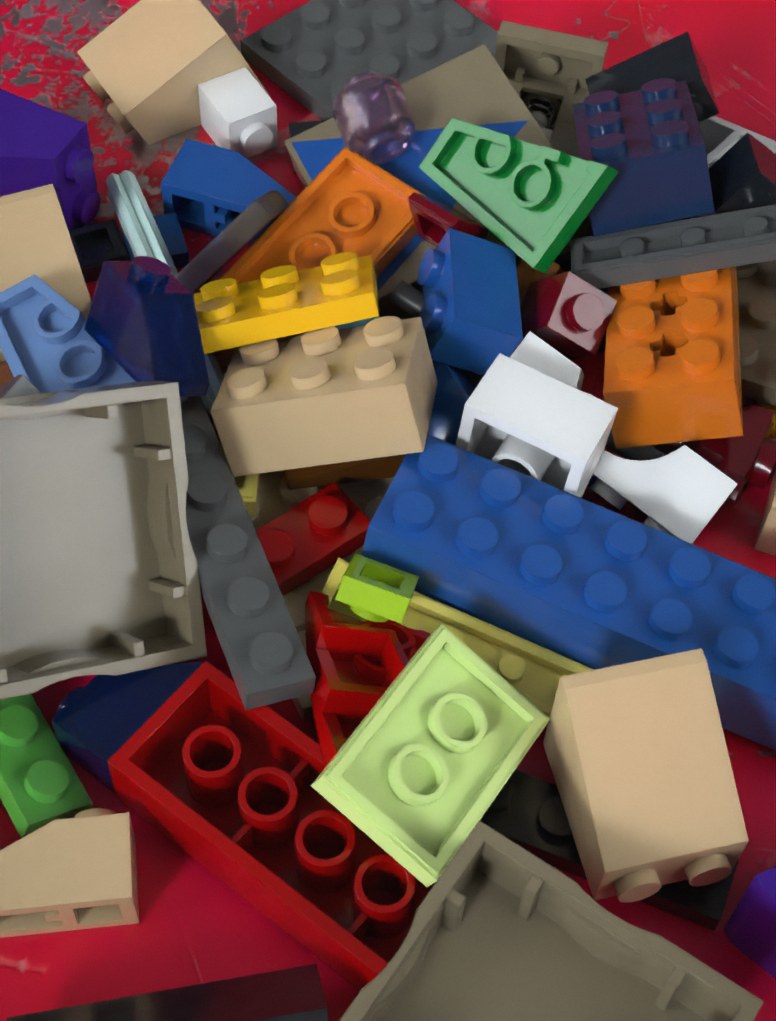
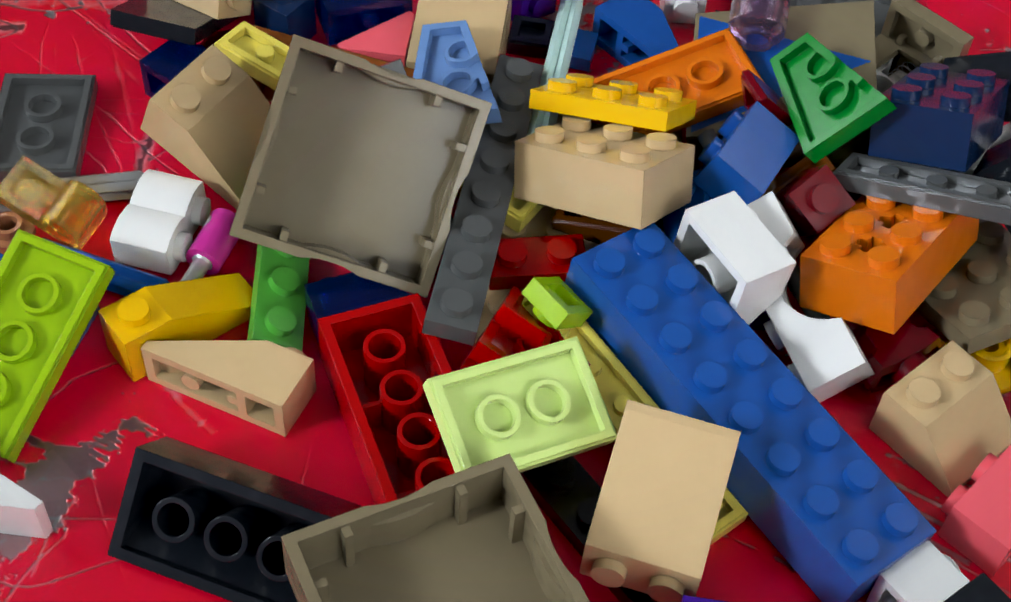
camera: 30 degrees right, 5 degrees down
(149, 324) = (509, 73): clear blue slope -> none
(232, 240) = (613, 54): dark brown tile -> none

